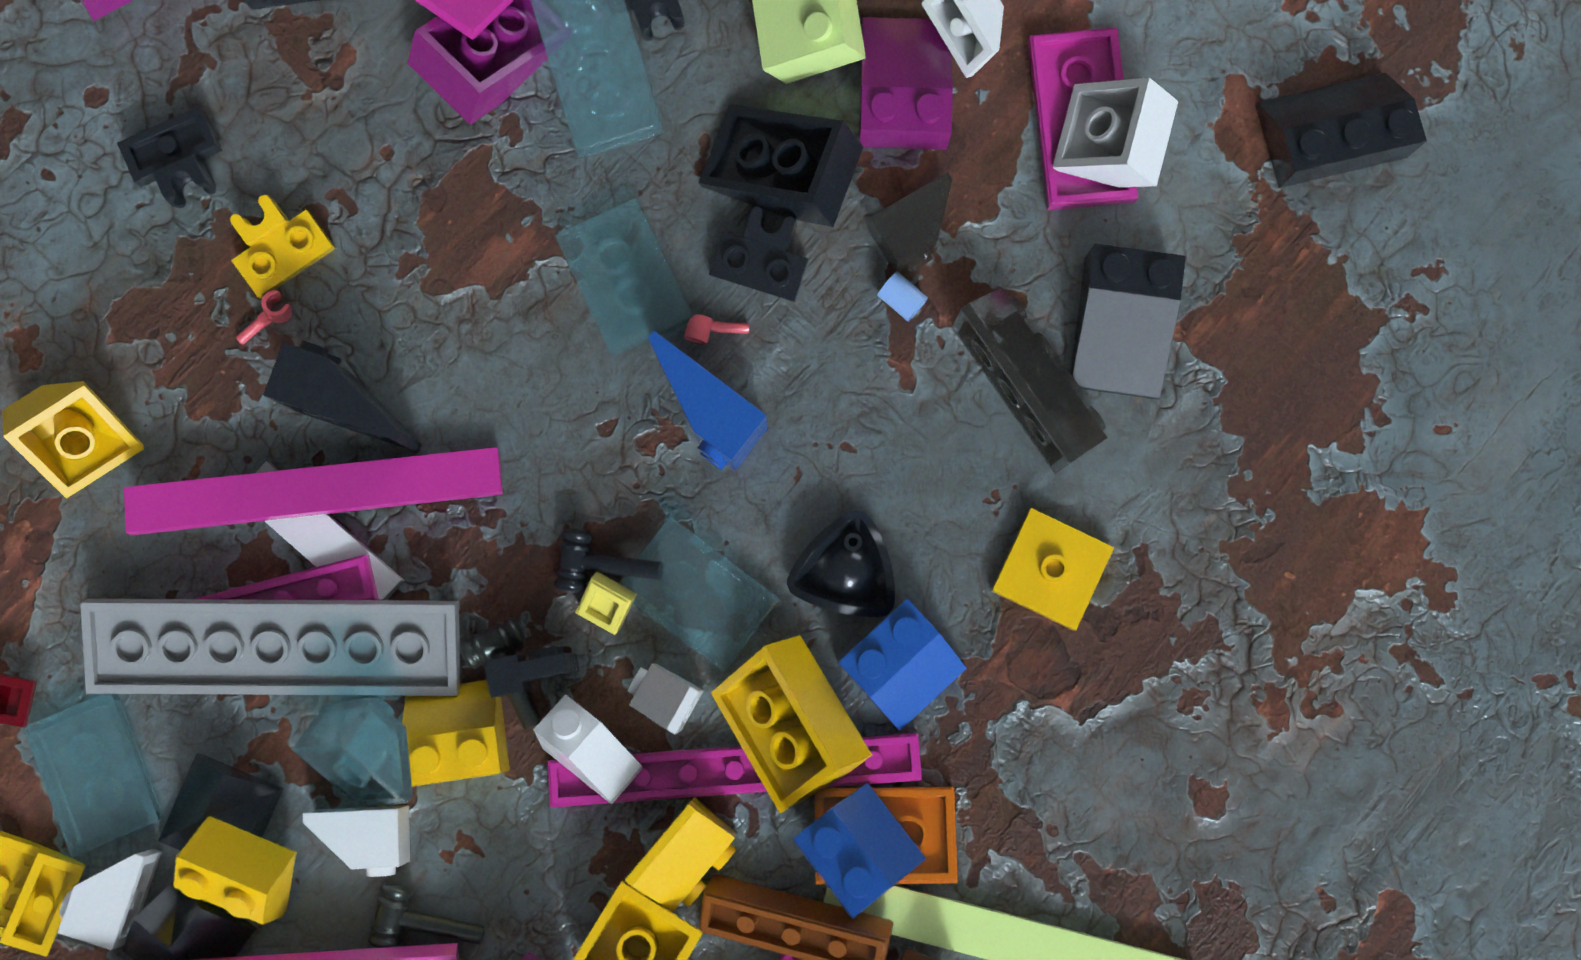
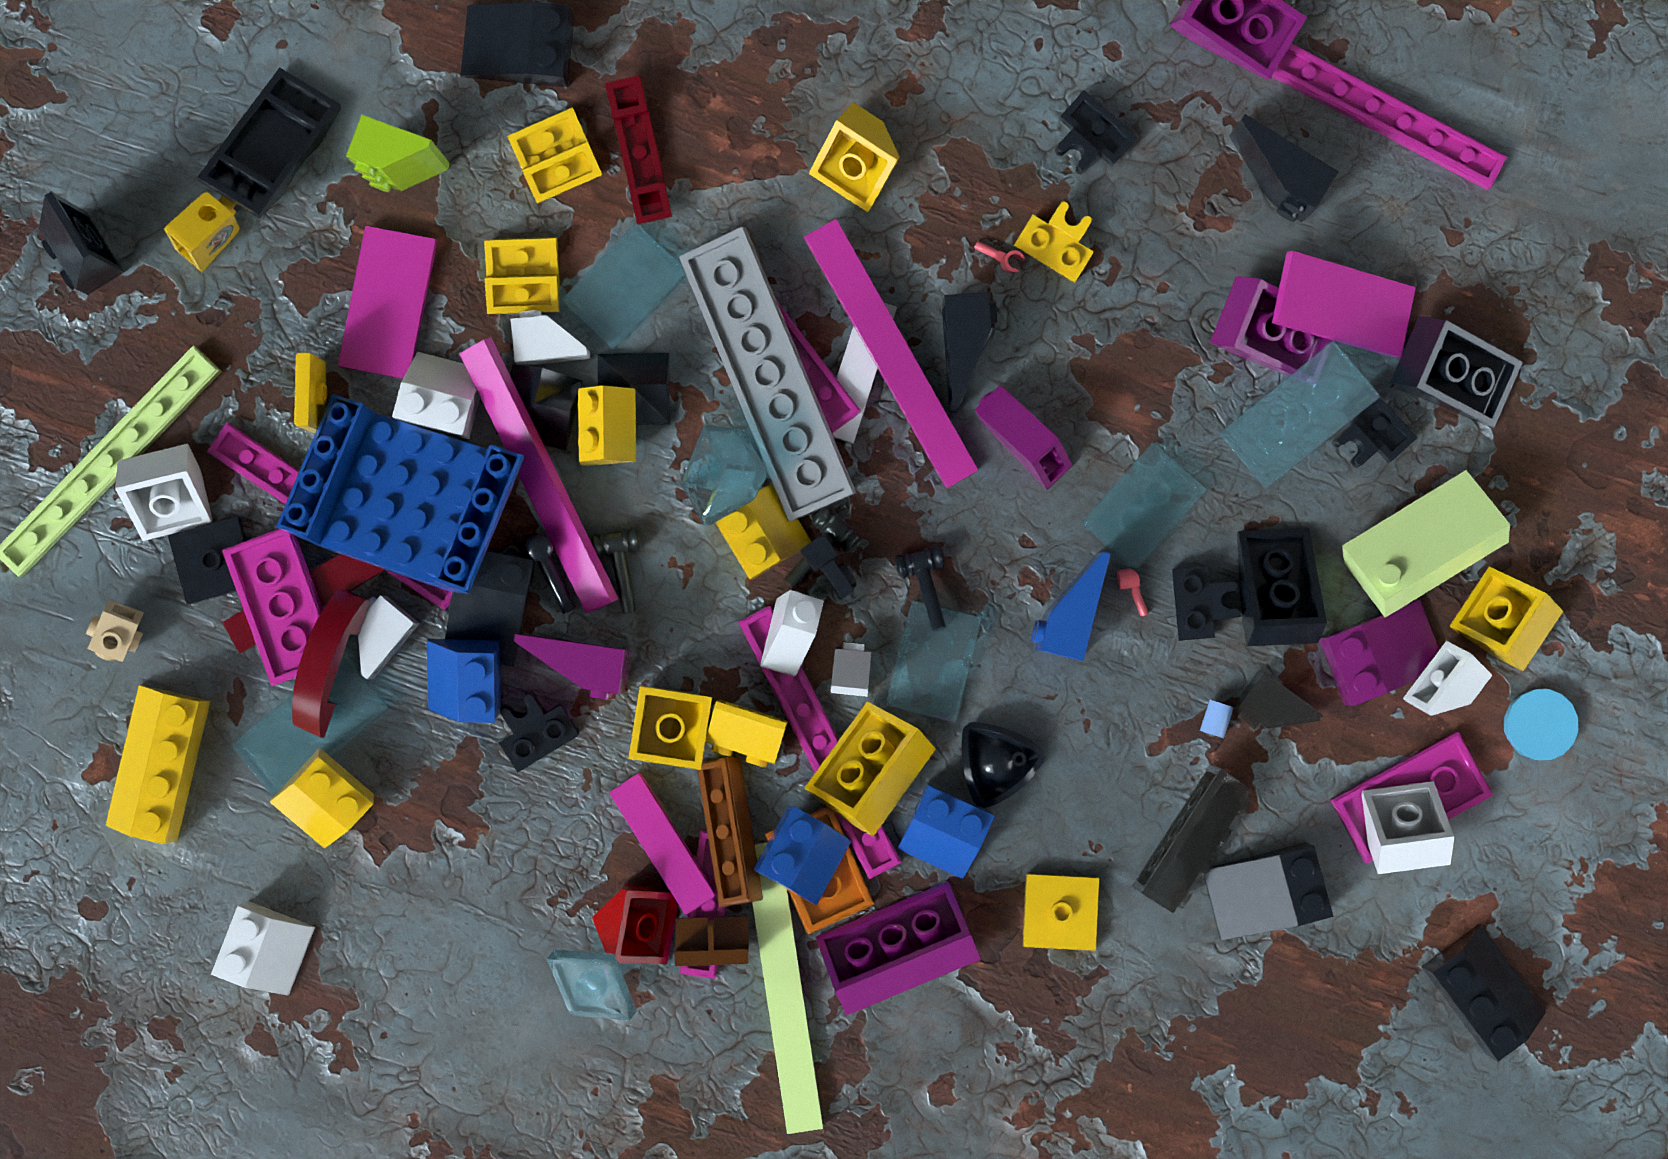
camera: 70 degrees right, 5 degrees up
(365, 836) = (664, 500): white slope -> none
(481, 376) = (1024, 436): none -> magenta slope
(606, 603) = (899, 598): light yellow tile -> none
(1018, 783) = (897, 948): none -> magenta slope

